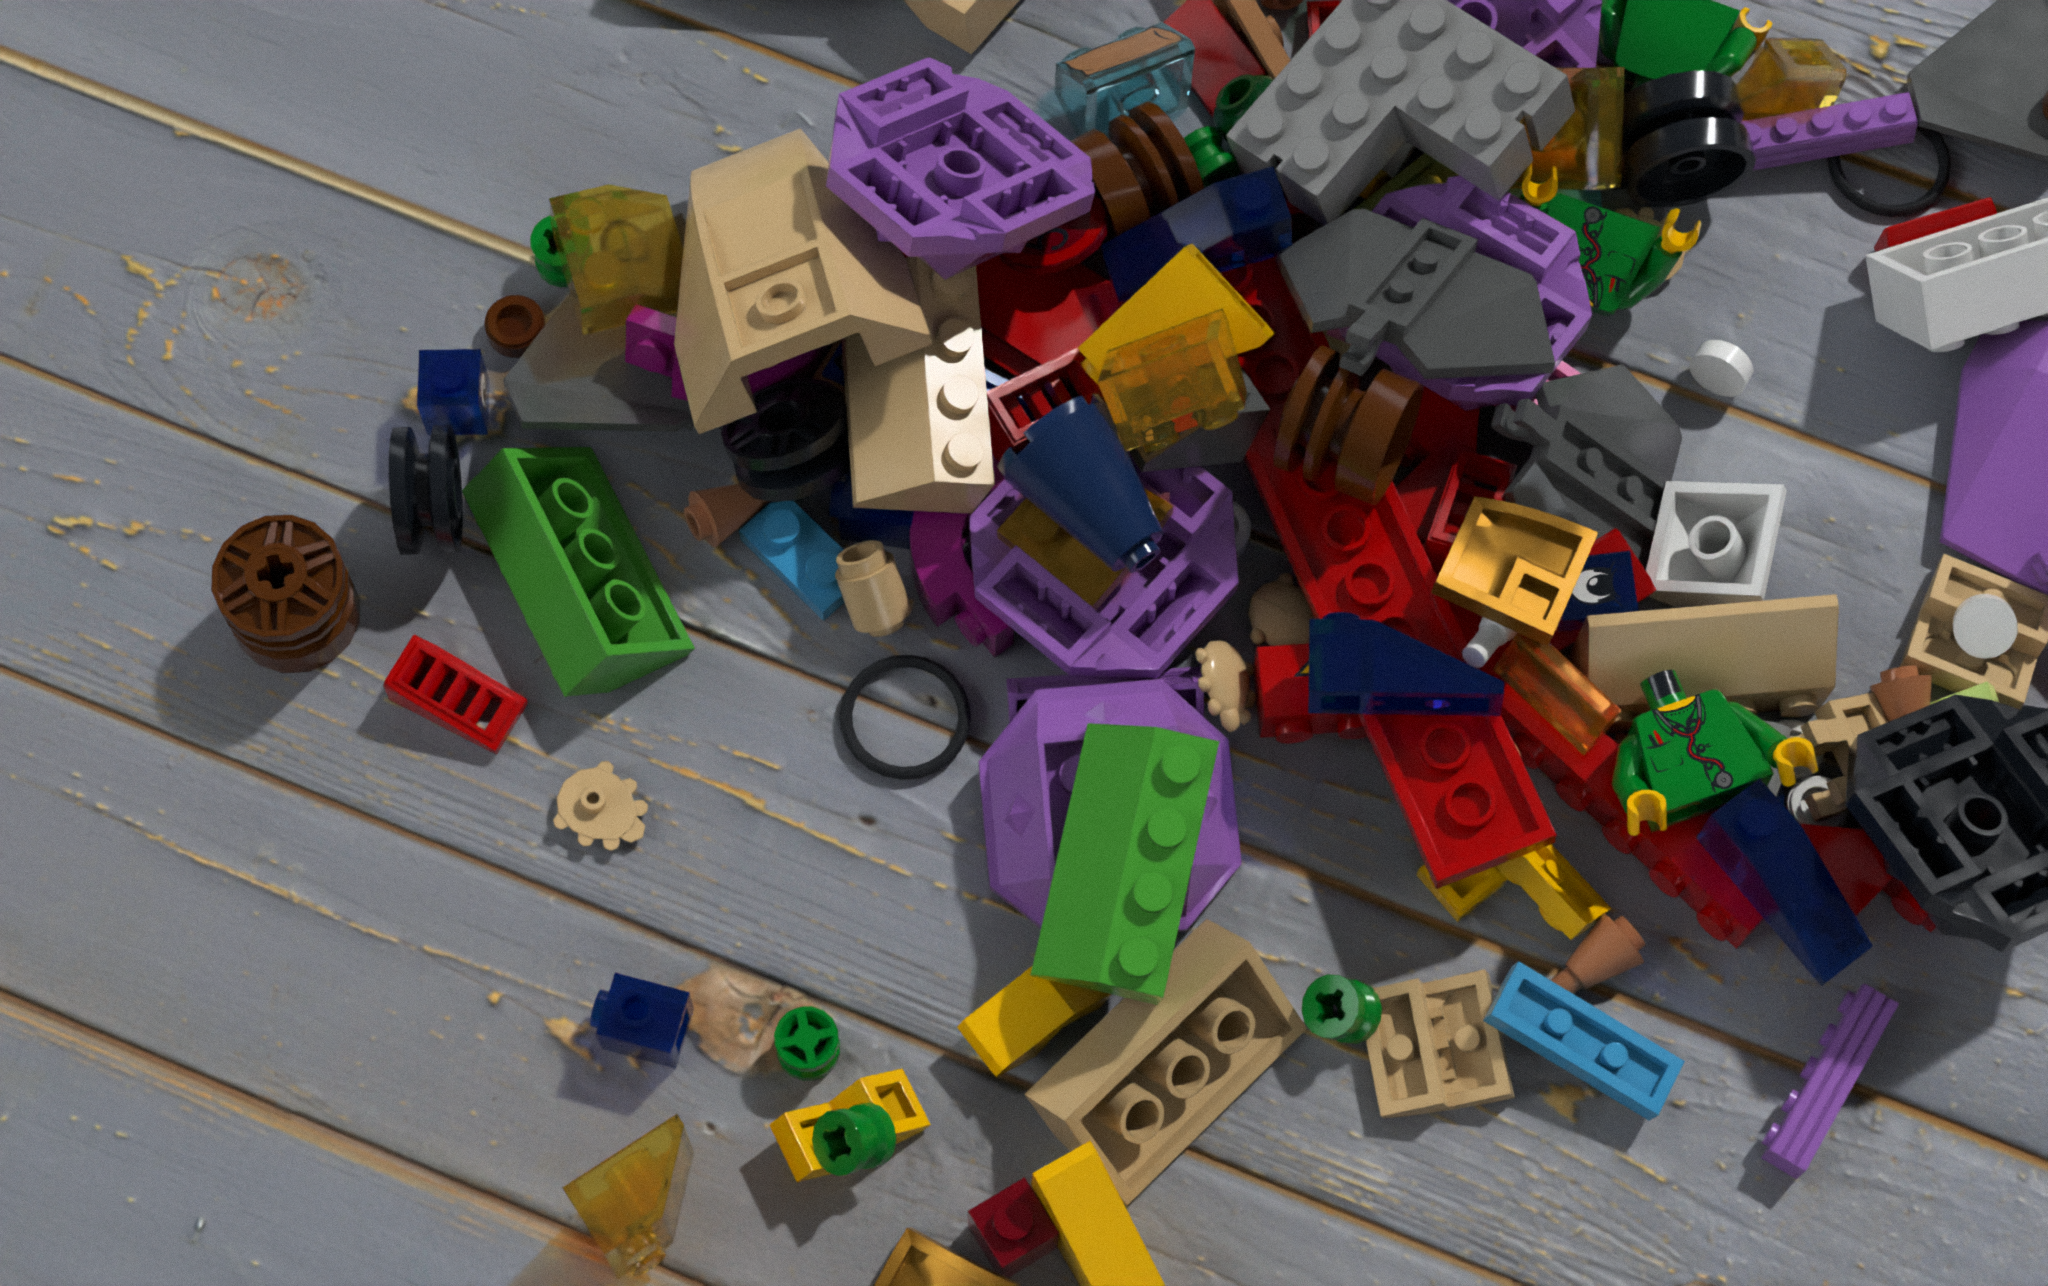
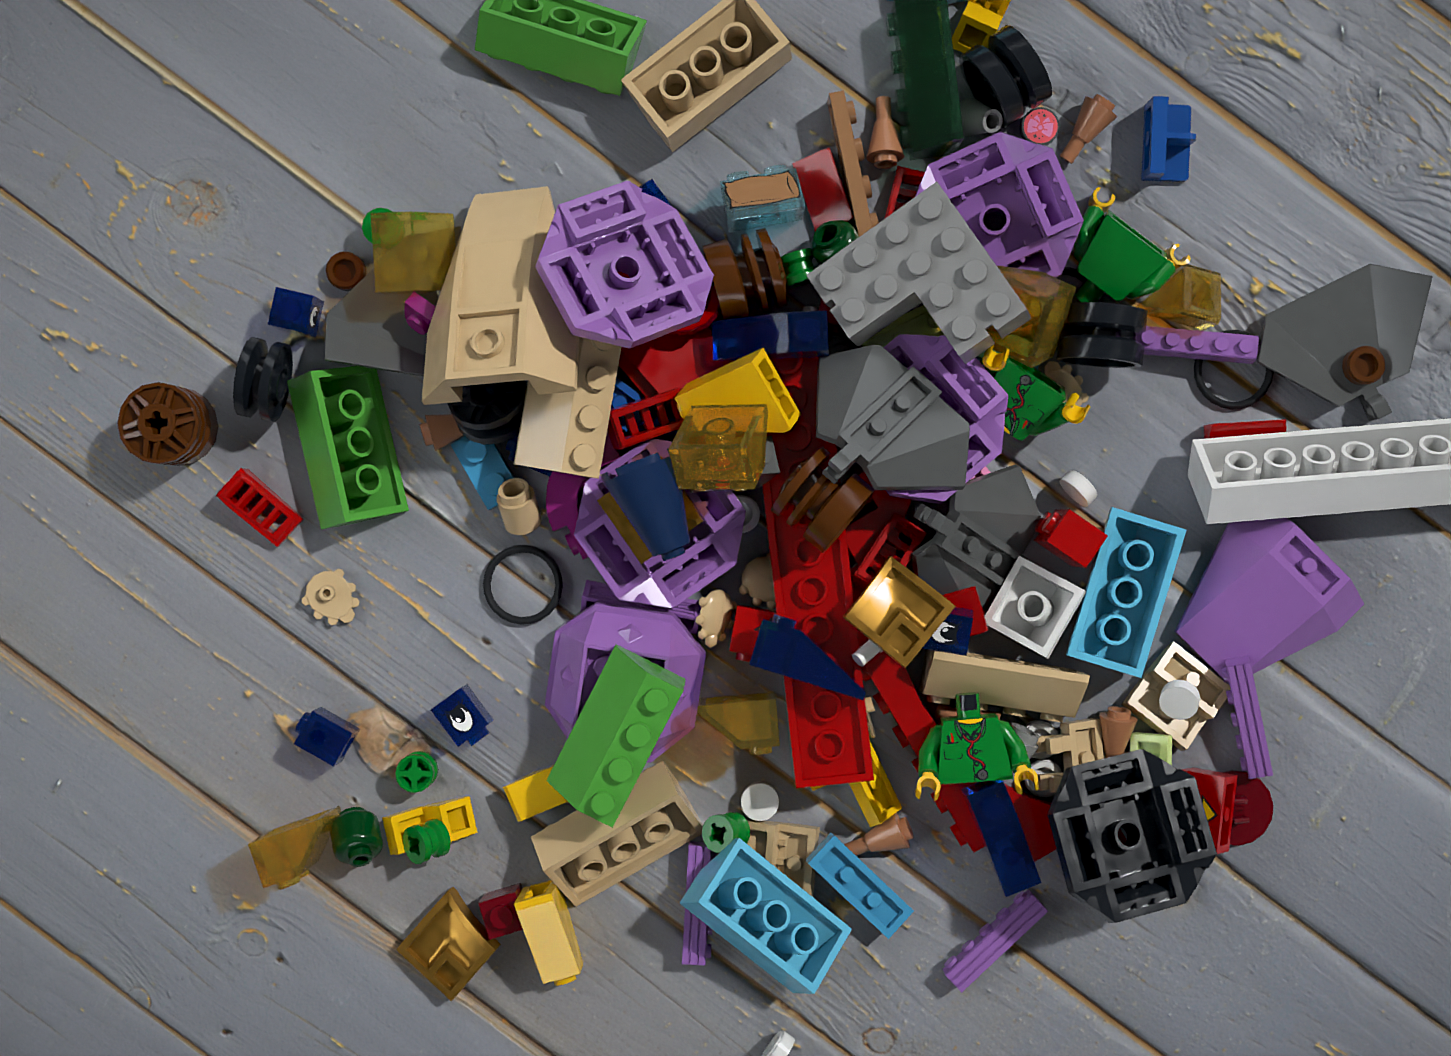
camera: 20 degrees right, 20 degrees up
(733, 1167) = (356, 836): none -> dark green head
(862, 933) = (463, 716): none -> clear blue brick
(1319, 813) = (744, 719): none -> clear yellow slope
(1329, 1143) = (695, 931): none -> medium lavender piece
(1380, 955) = (759, 801): none -> white tile
(1450, 1120) = (767, 917): none -> medium azure slope
(1557, 691) = (905, 689): clear orange tile -> none
(1732, 426) = (1069, 537): none -> red brick
(1848, 486) = (1126, 592): none -> medium azure slope

